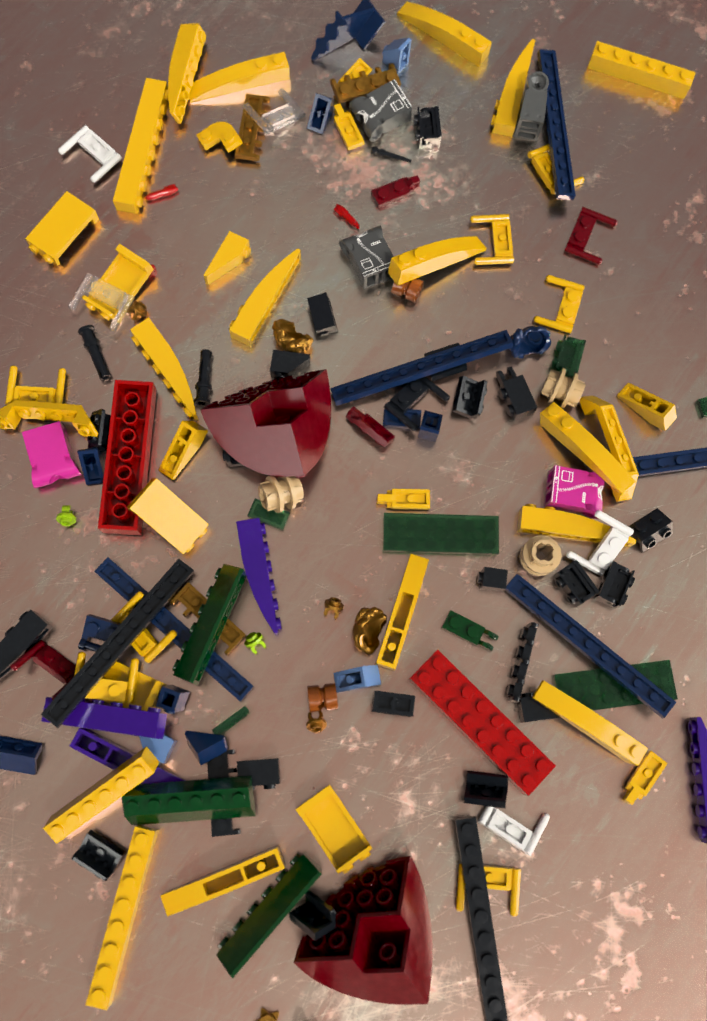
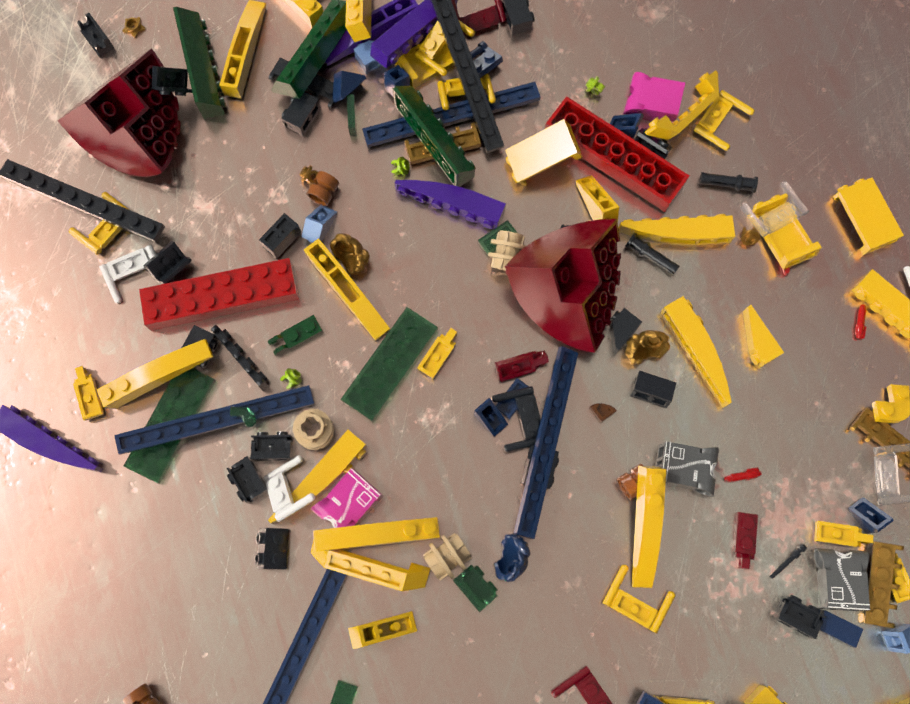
camera: 130 degrees right, 0 degrees up
(333, 604) = (389, 241): pearl gold plate -> none
(334, 829) = (223, 142): yellow panel -> none
(365, 344) = (602, 411): none -> reddish brown tile
(416, 96) = (841, 629): none -> dark blue tile
(469, 397) = (494, 468): black bracket -> none
(492, 579) = (323, 380): black brick -> none
(506, 607) = (293, 376): none -> lime plate
(516, 395) = (470, 512): black hinge -> none
(568, 305) = (526, 627): yellow plate -> none
(568, 619) = (246, 415): none -> clear green arm

